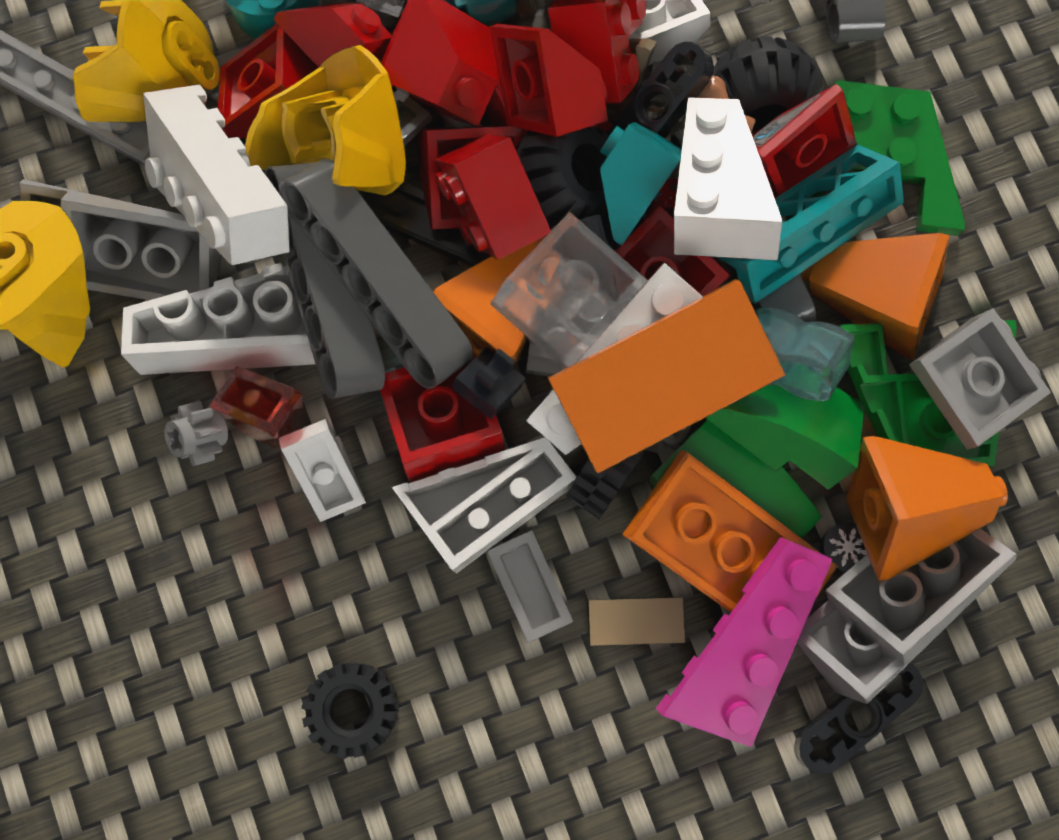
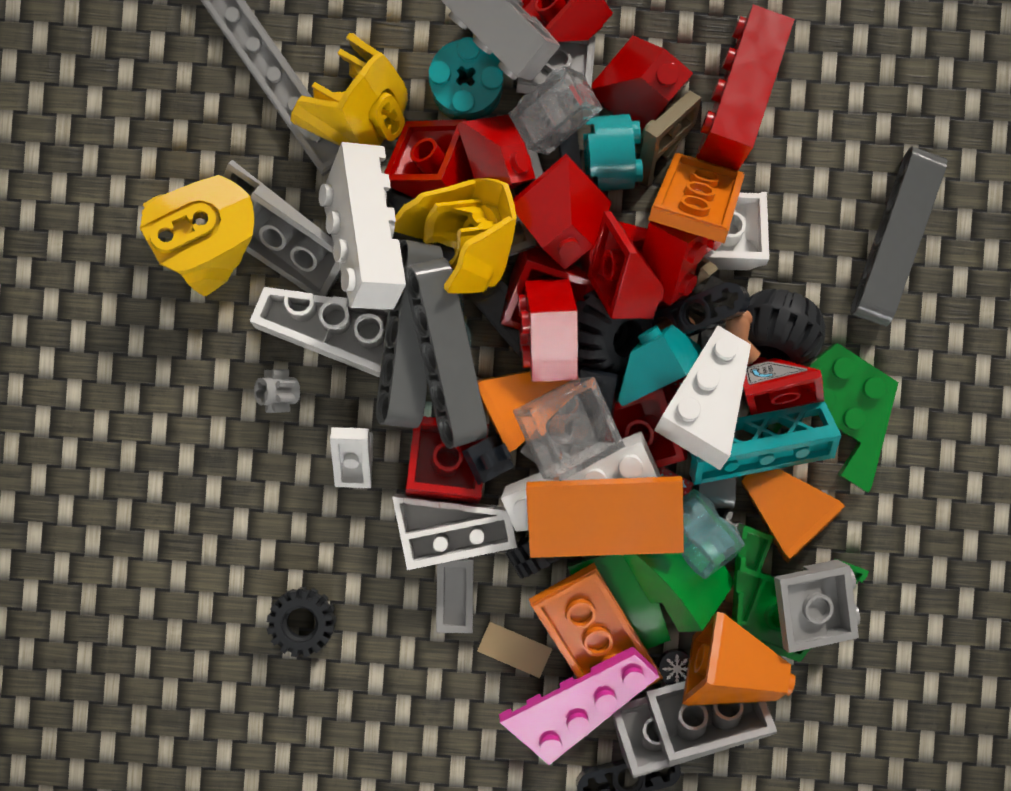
camera: 20 degrees right, 10 degrees up
(258, 405) = (326, 396): clear red slope -> none

